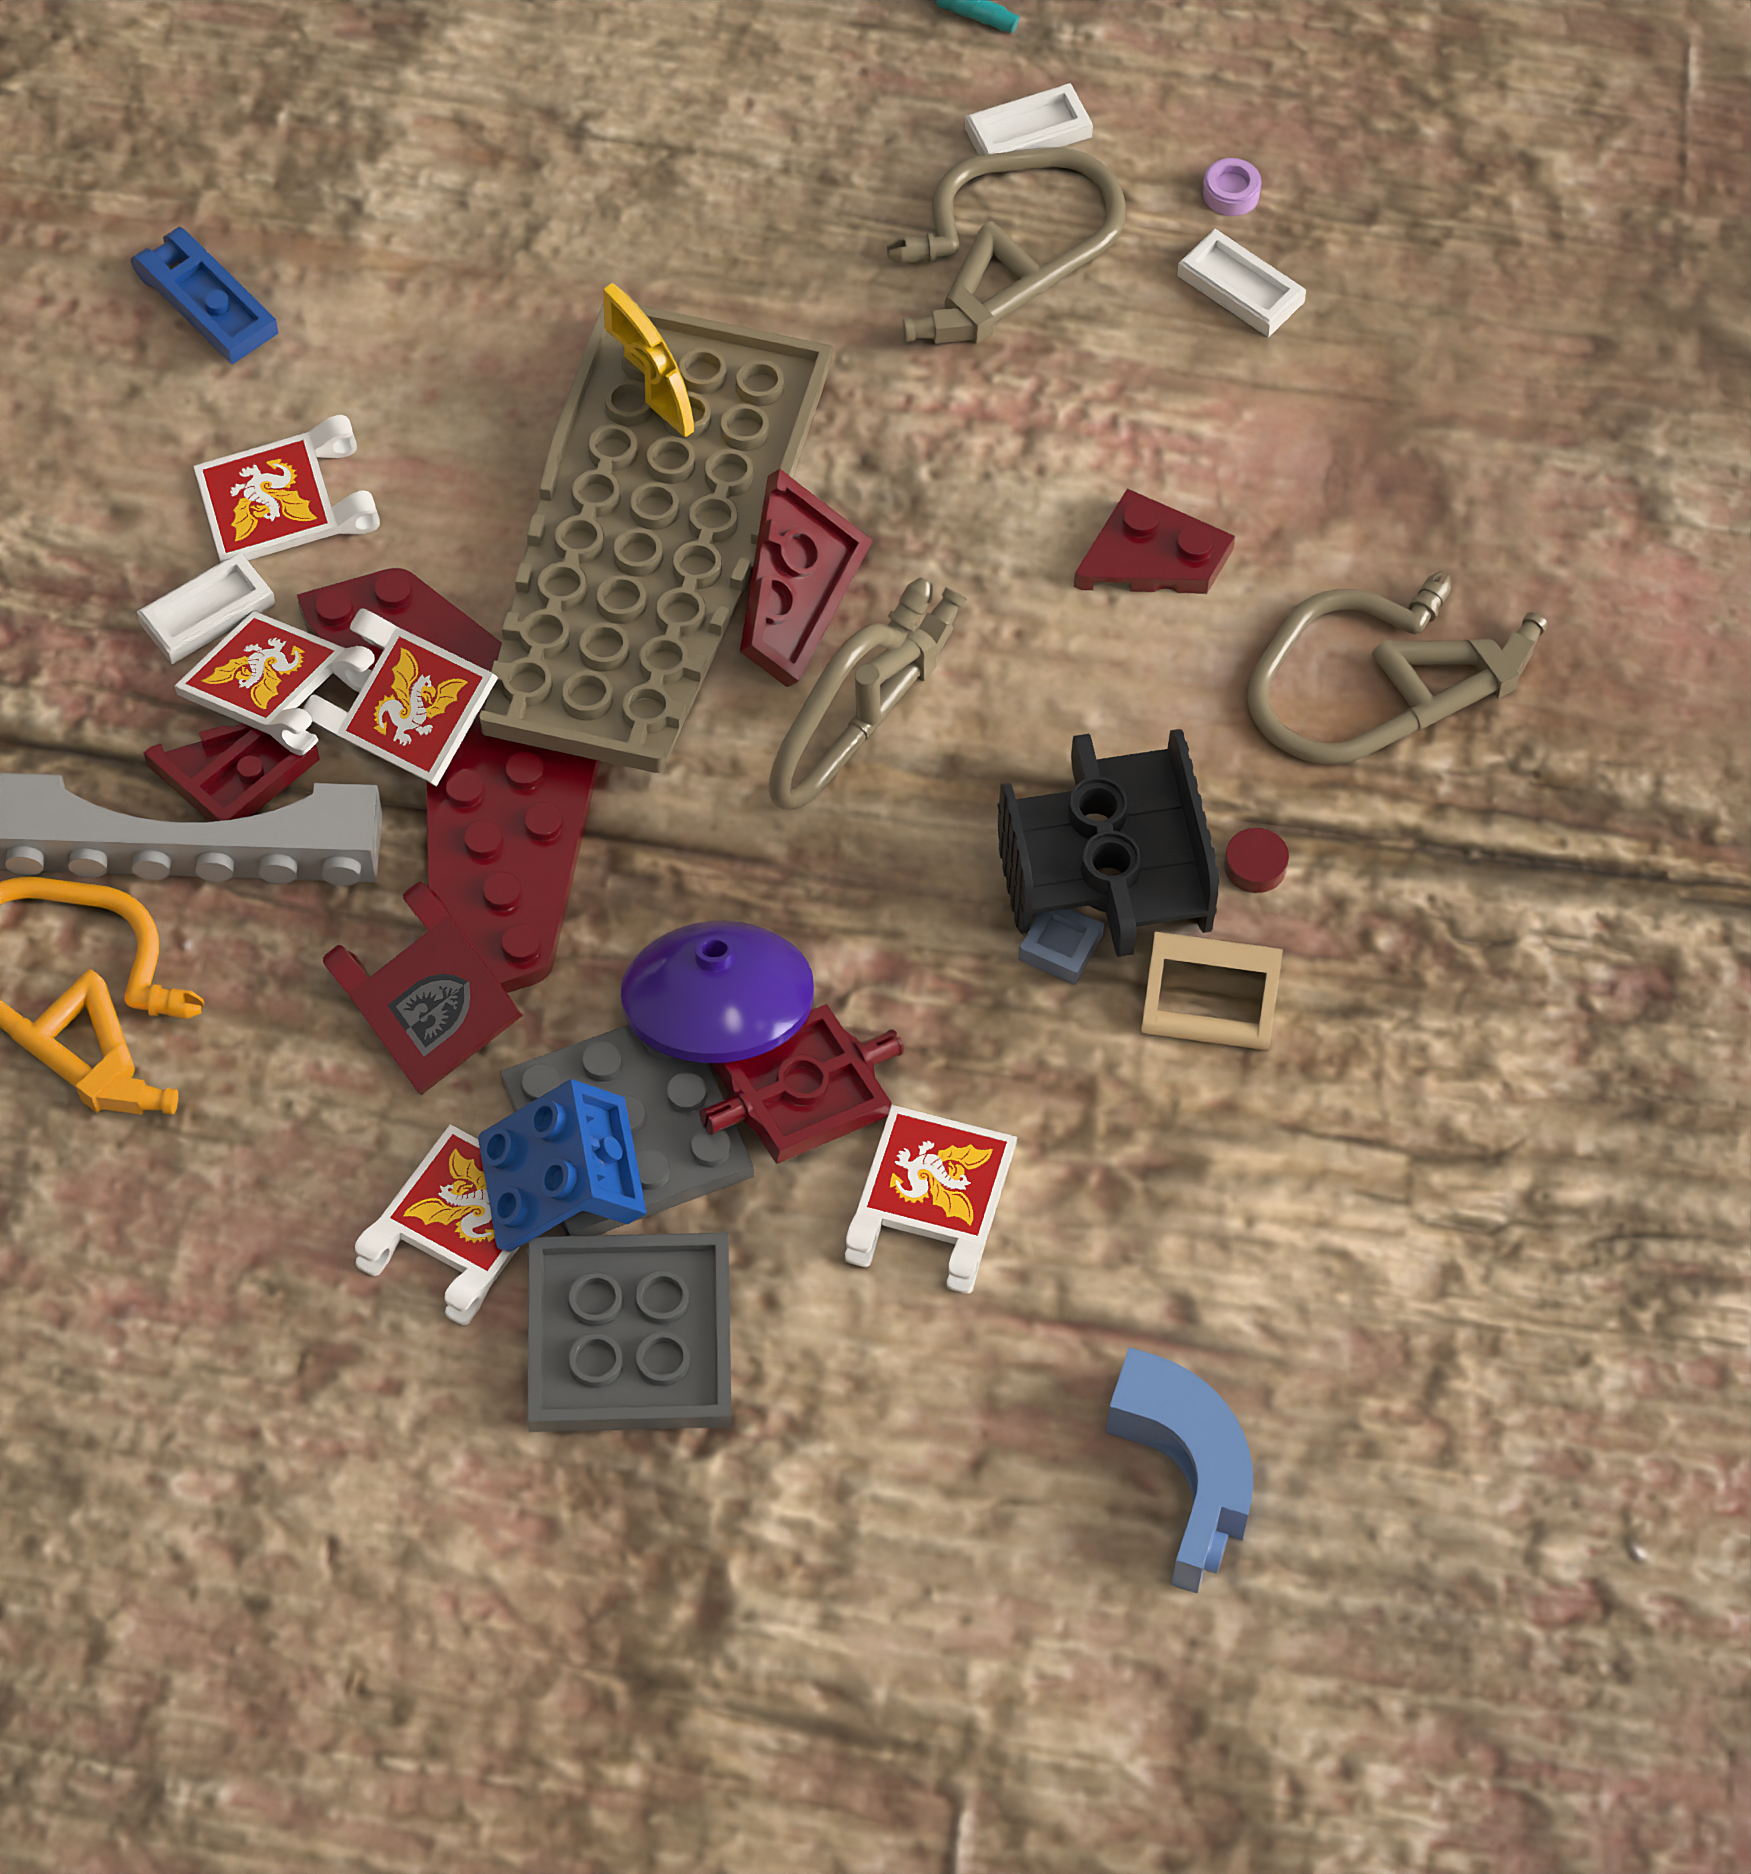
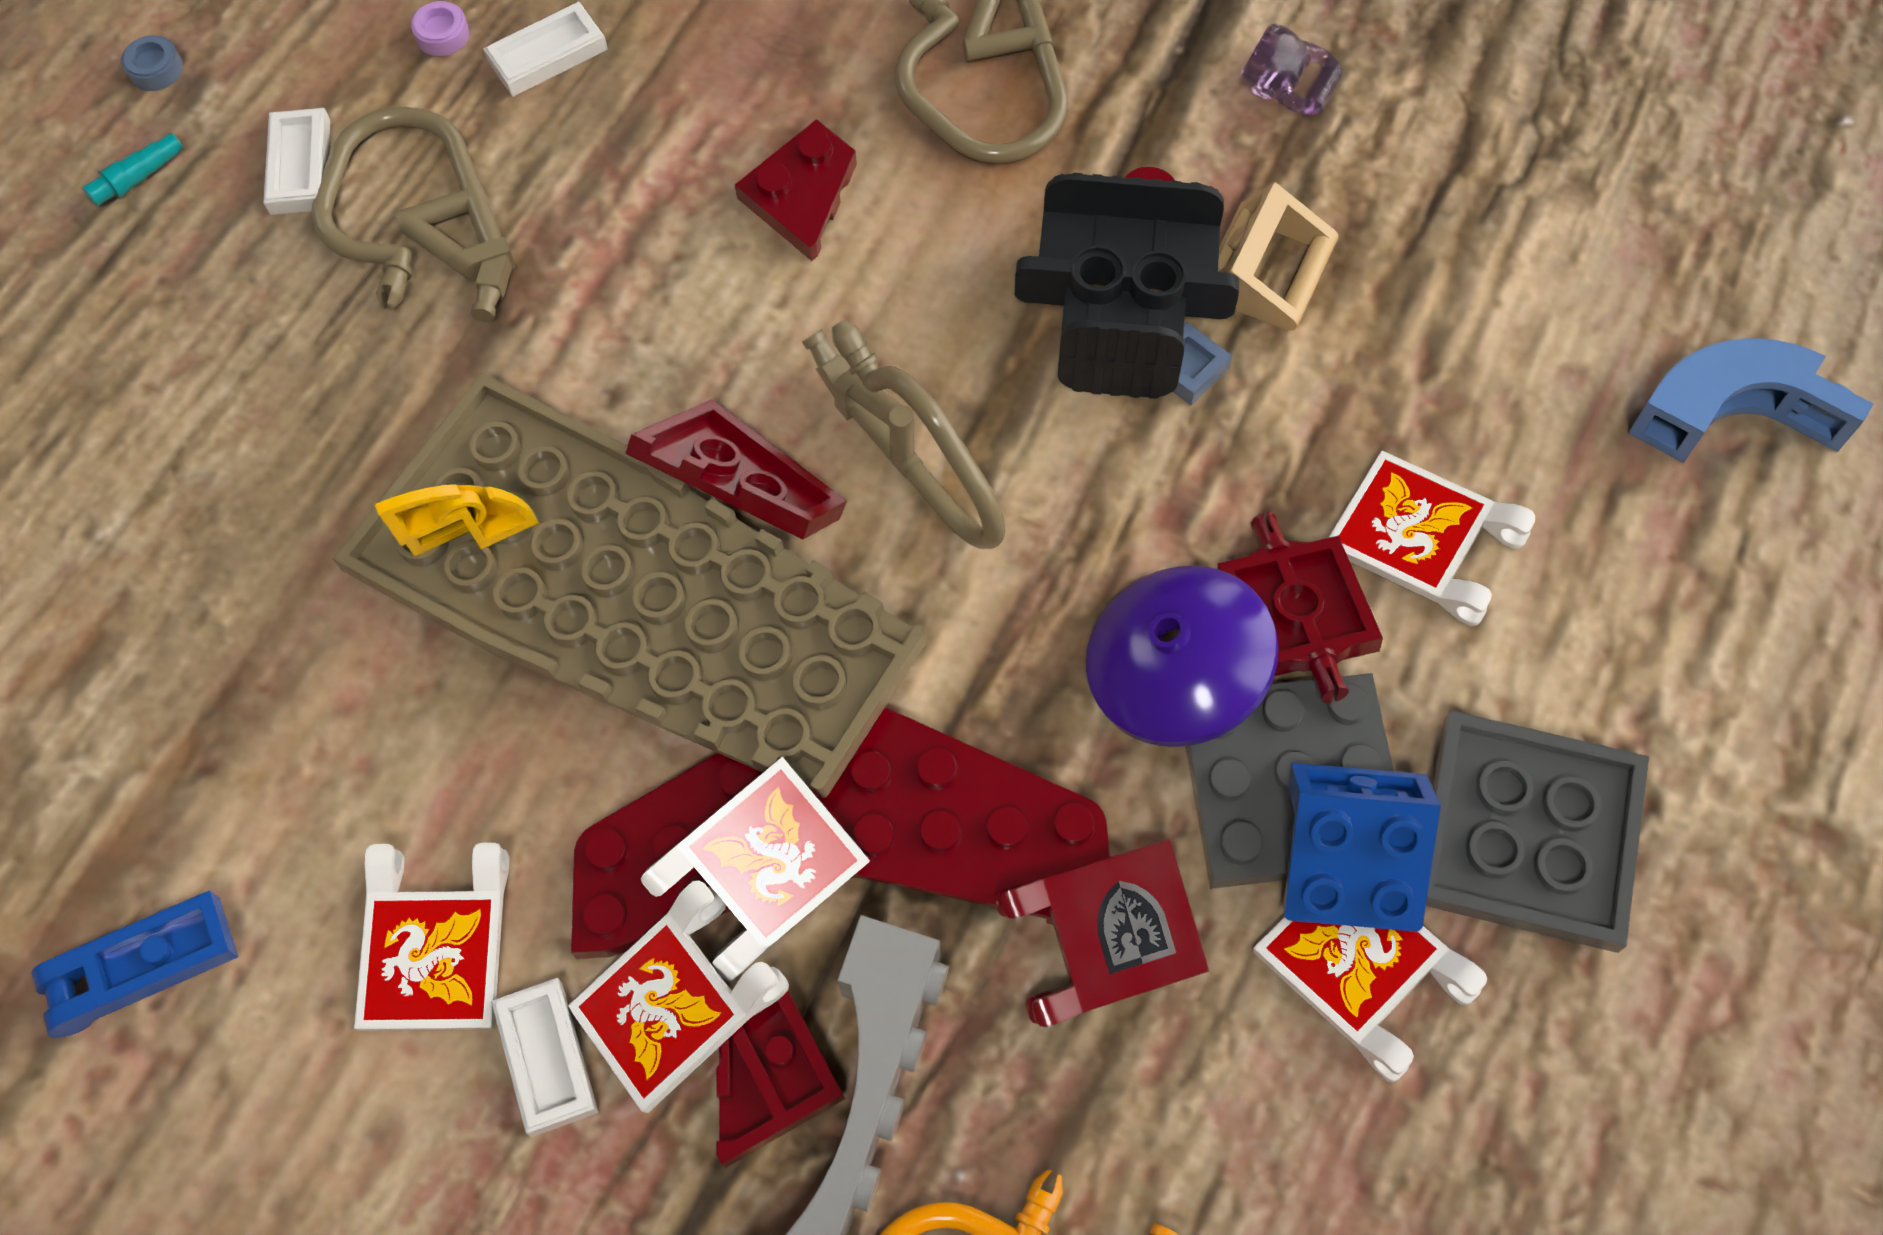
camera: 70 degrees left, 5 degrees up
(1476, 941) = (1278, 65): none -> piece

